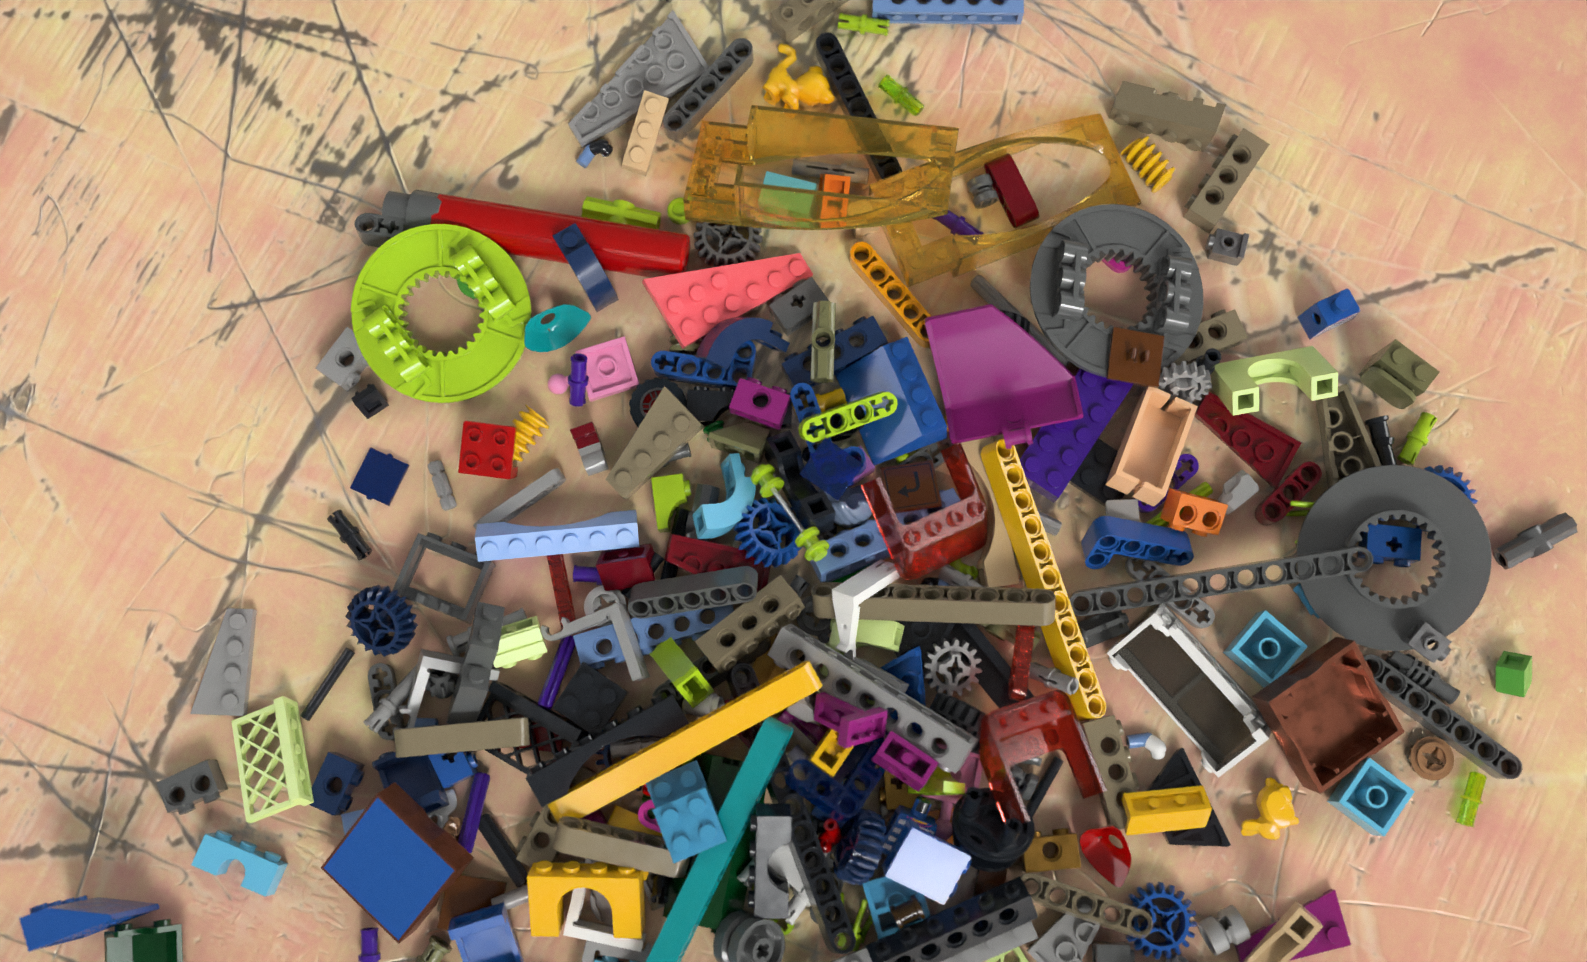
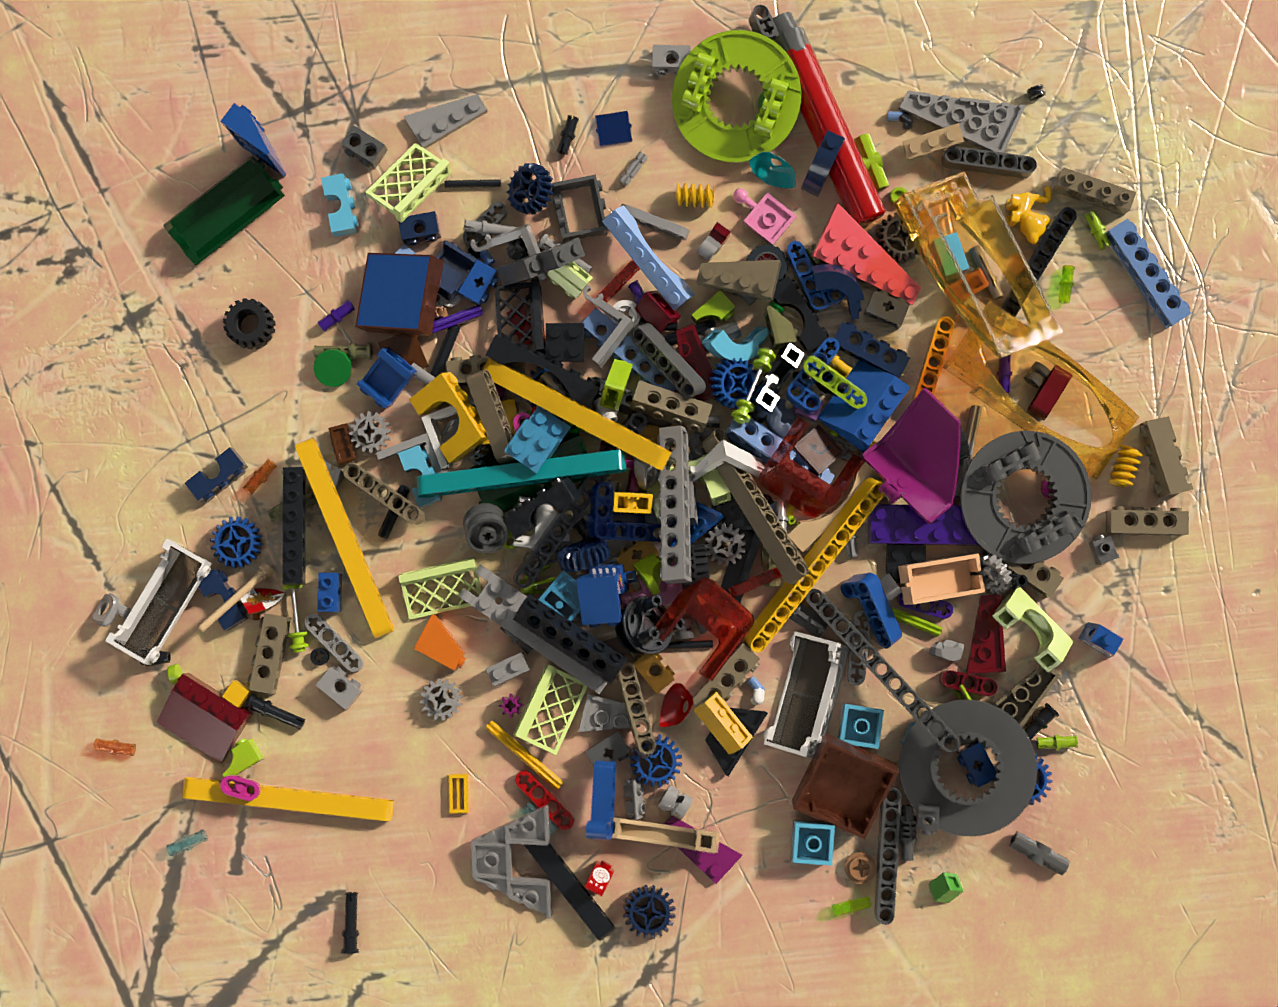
camera: 55 degrees right, 5 degrees up
(370, 401) = (655, 90): black tile -> none
(461, 737) = (494, 282): dark tan beam -> none
(488, 450) = (671, 181): red bracket -> none
(556, 673) = (567, 312): dark purple axle -> none
(578, 380) = (750, 206): dark purple pin -> none
(771, 414) = (805, 335): magenta brick -> none
(823, 357) = (881, 331): olive piece -> none
(830, 835) = (578, 535): red arm -> none
(831, 468) = (796, 392): clear blue piece -> none
(851, 722) = (651, 500): magenta bracket -> none
(905, 761) = (649, 547): magenta brick -> none
(907, 911) = (564, 605): dark brown bush -> none
(1053, 678) = (758, 608): light grey pin -> none
(1135, 357) = (989, 534): reddish brown piece -> none
(1194, 509) = (919, 630): orange brick -> none
(1274, 809) = (766, 791): yellow animal -> none
(1397, 375) = (1087, 703): olive brick -> none

